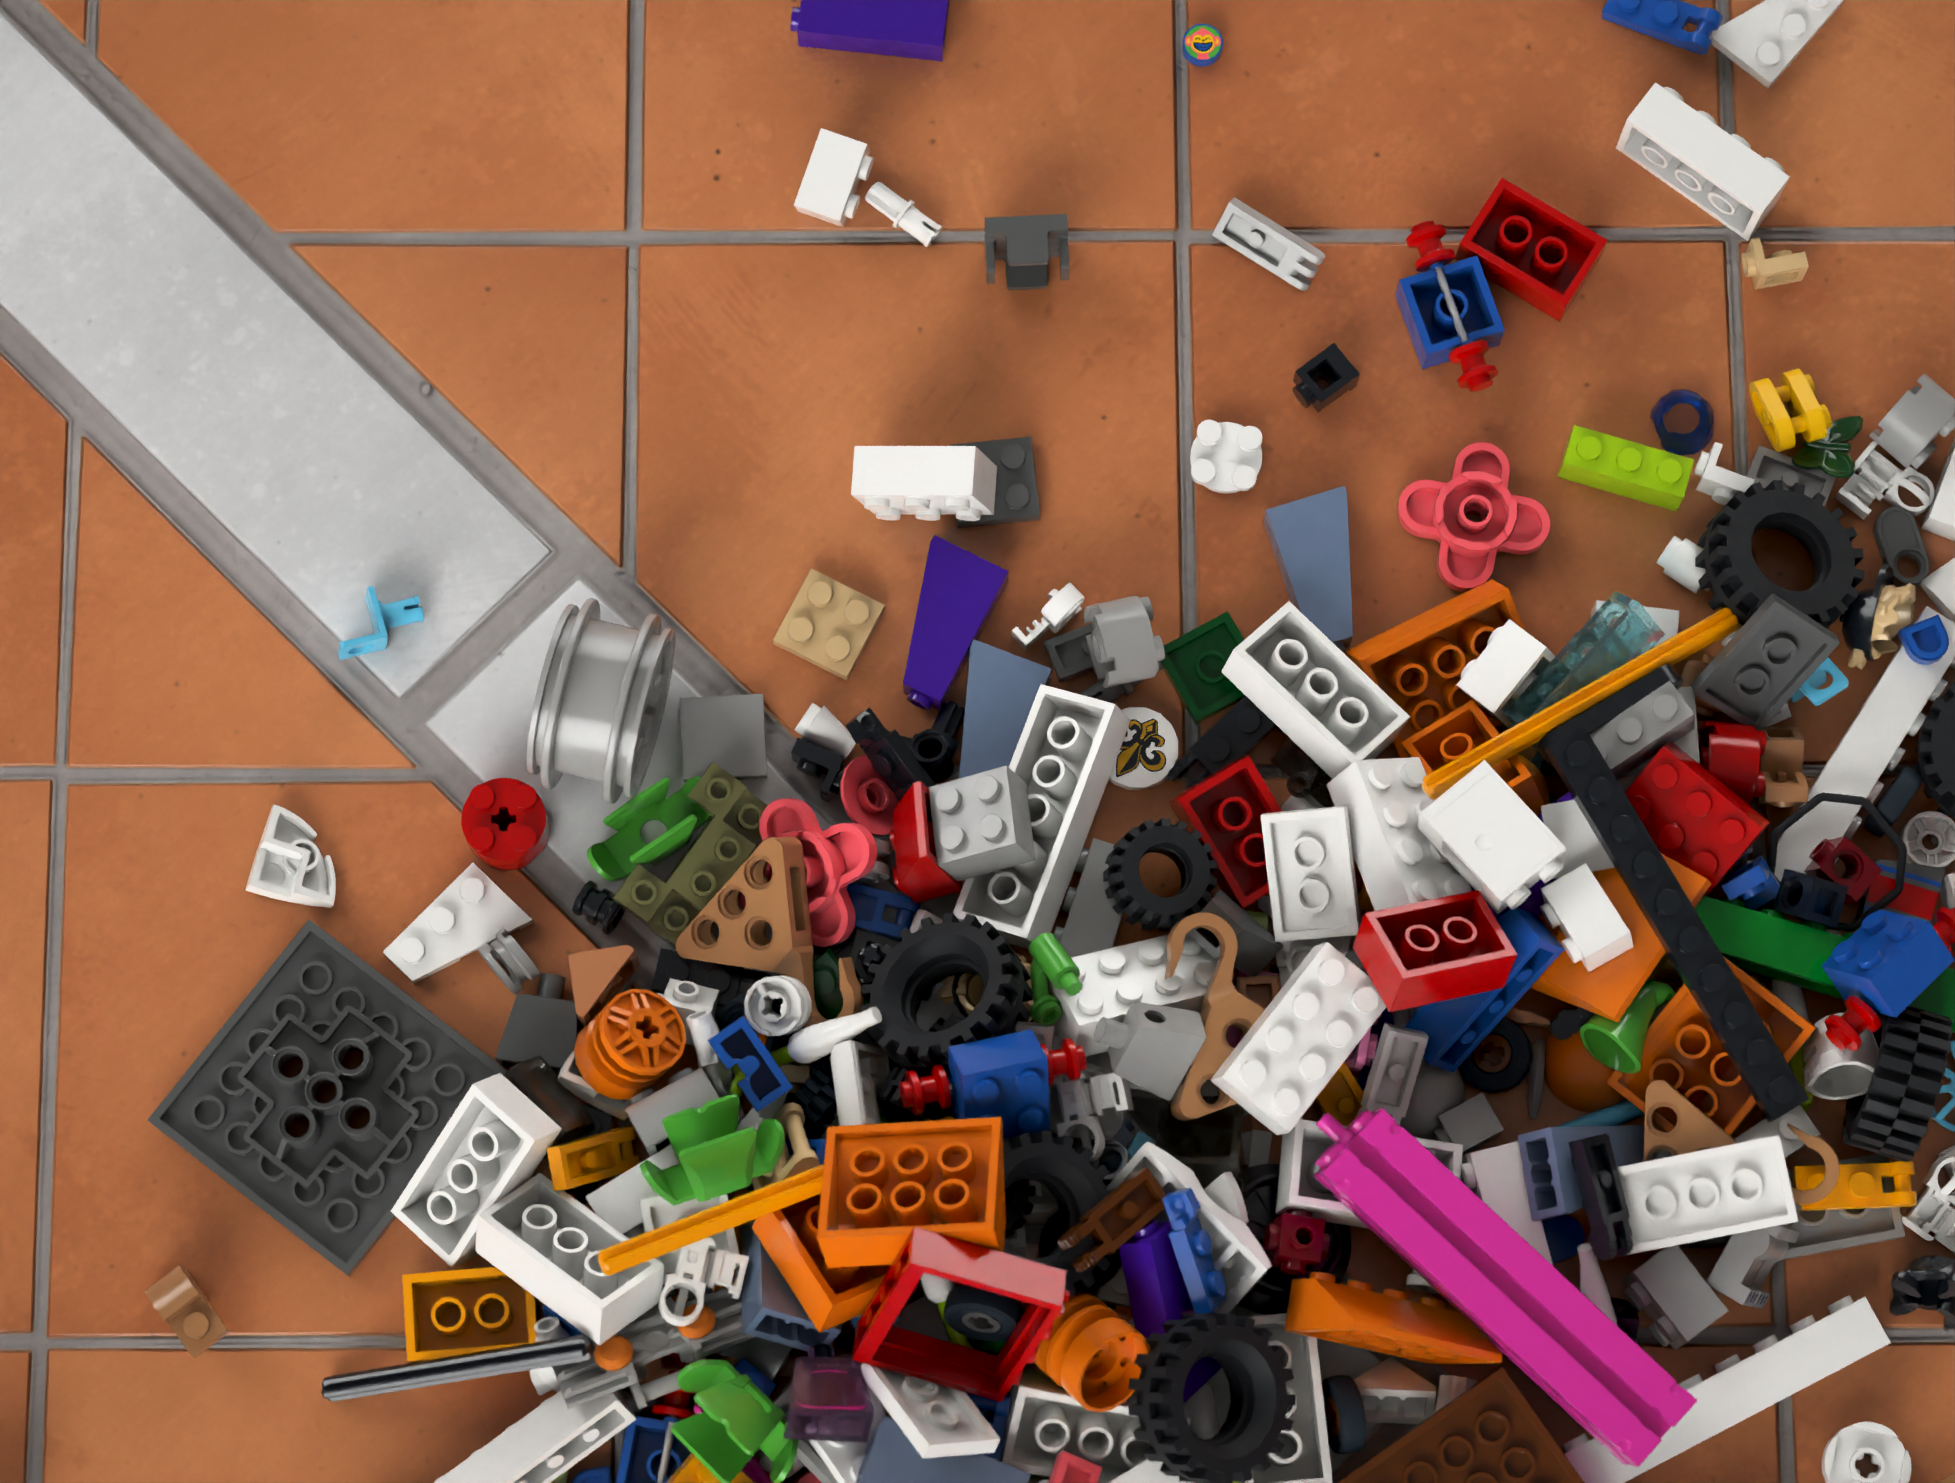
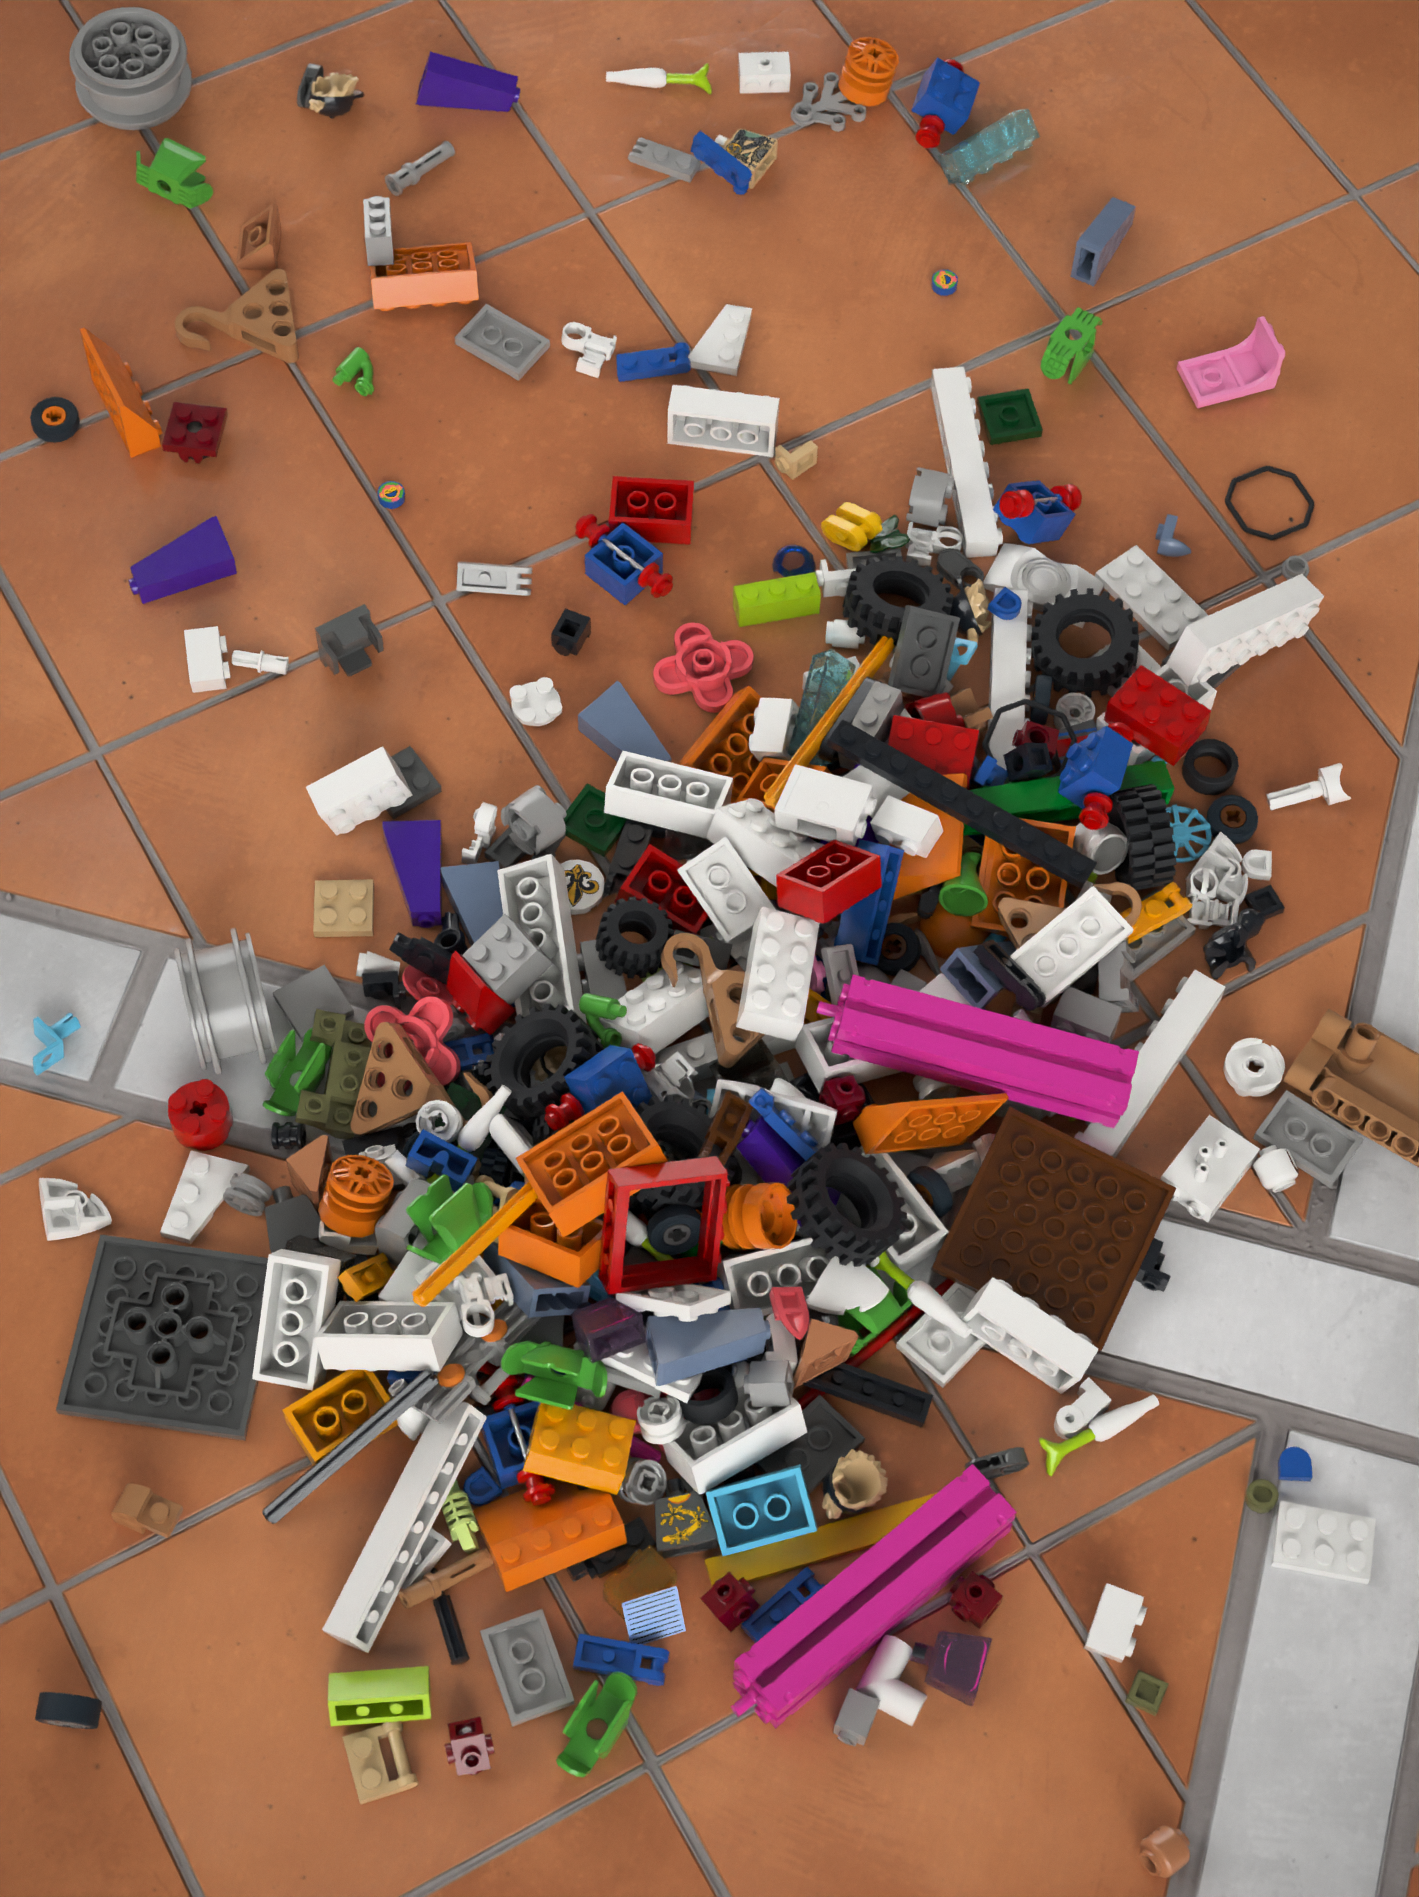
camera: 30 degrees left, 15 degrees down
(1153, 1045) = (689, 1025): light grey torso -> none

